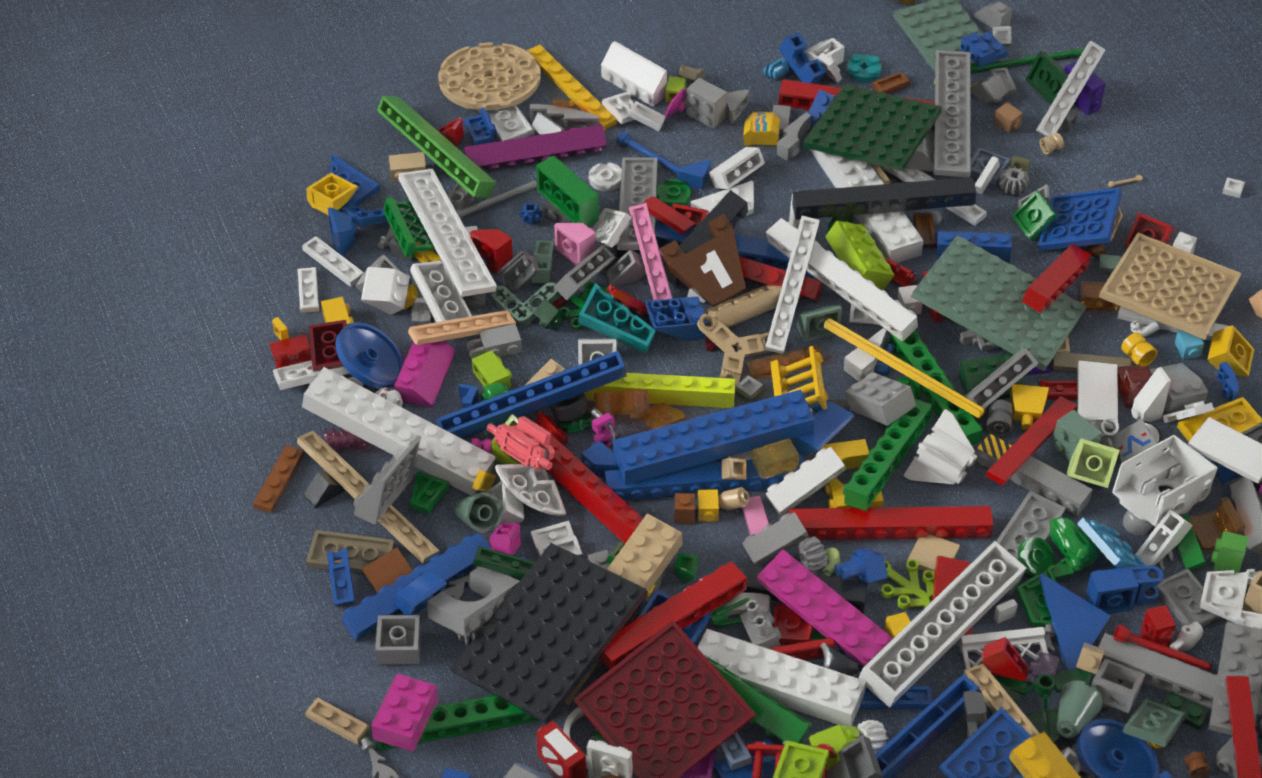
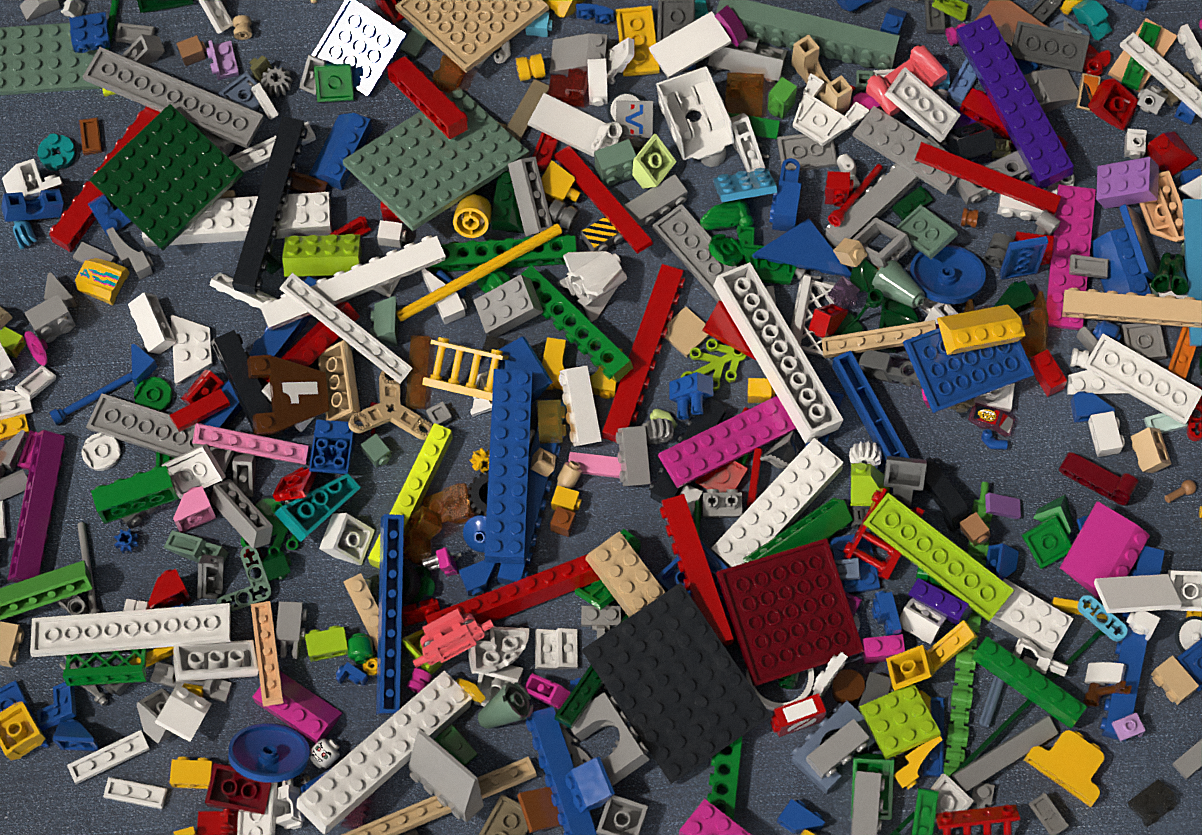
camera: 70 degrees left, 20 degrees up
(691, 352) = (376, 451): none -> sand green brick
(955, 341) = (472, 216): none -> yellow brick
(1013, 141) = (224, 60): none -> lavender bracket

